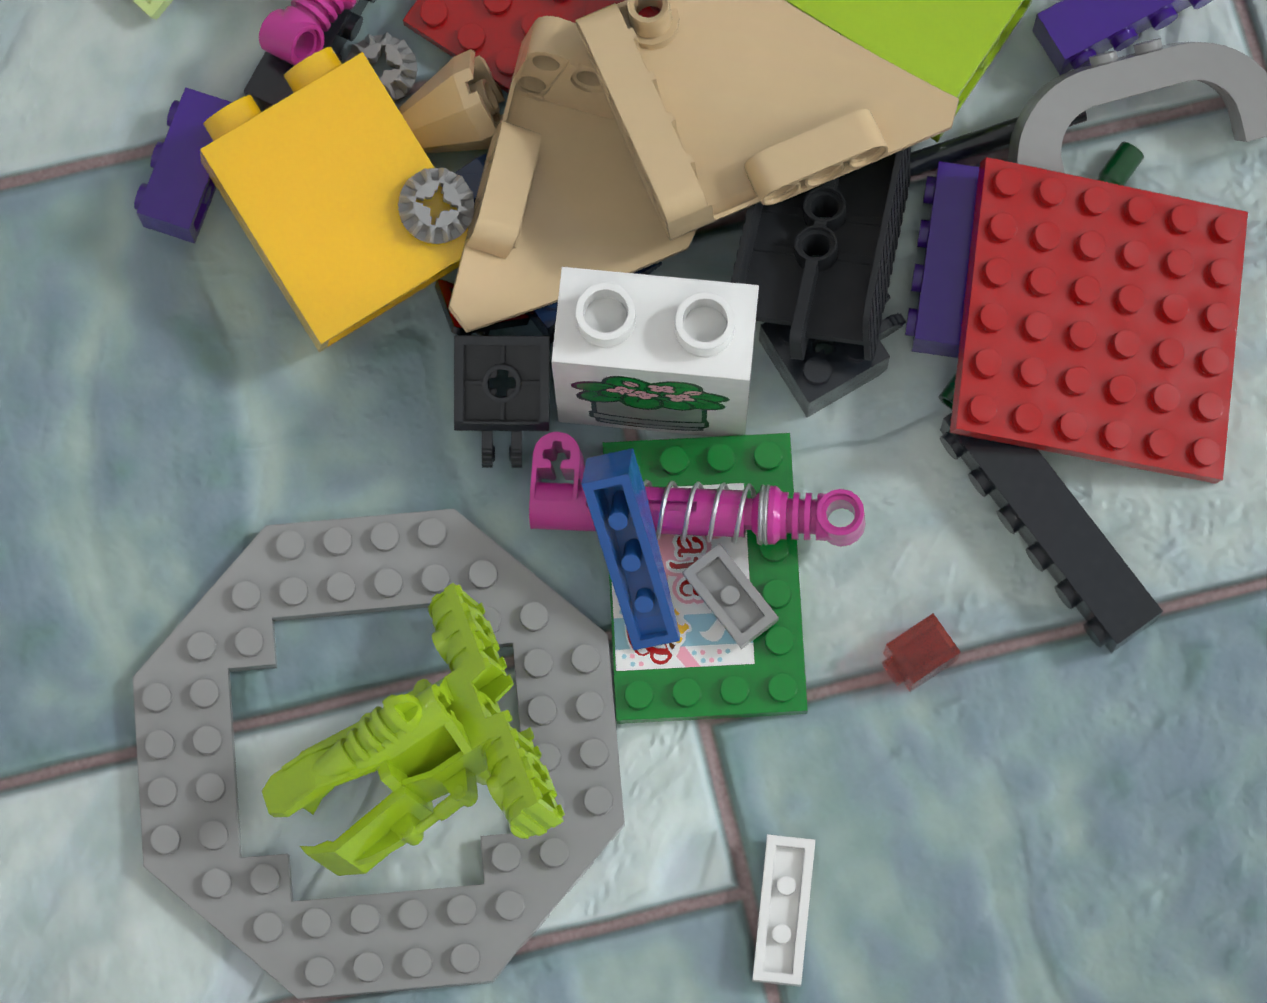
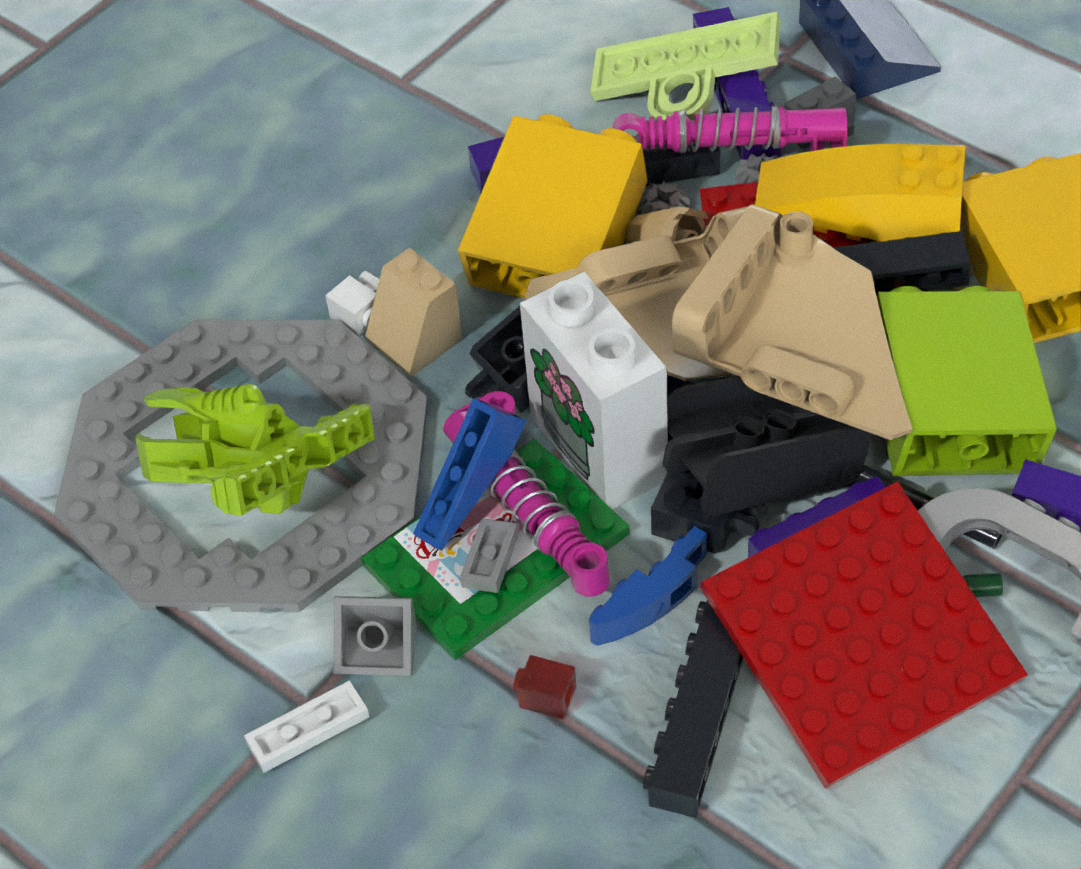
camera: 55 degrees right, 25 degrees down
(262, 492) = (353, 301): none -> white brick
(345, 448) = (414, 313): none -> tan slope
(417, 217) = (577, 249): light grey gear -> none
(734, 777) = (374, 635): none -> light grey slope
(891, 487) = (649, 598): none -> blue slope

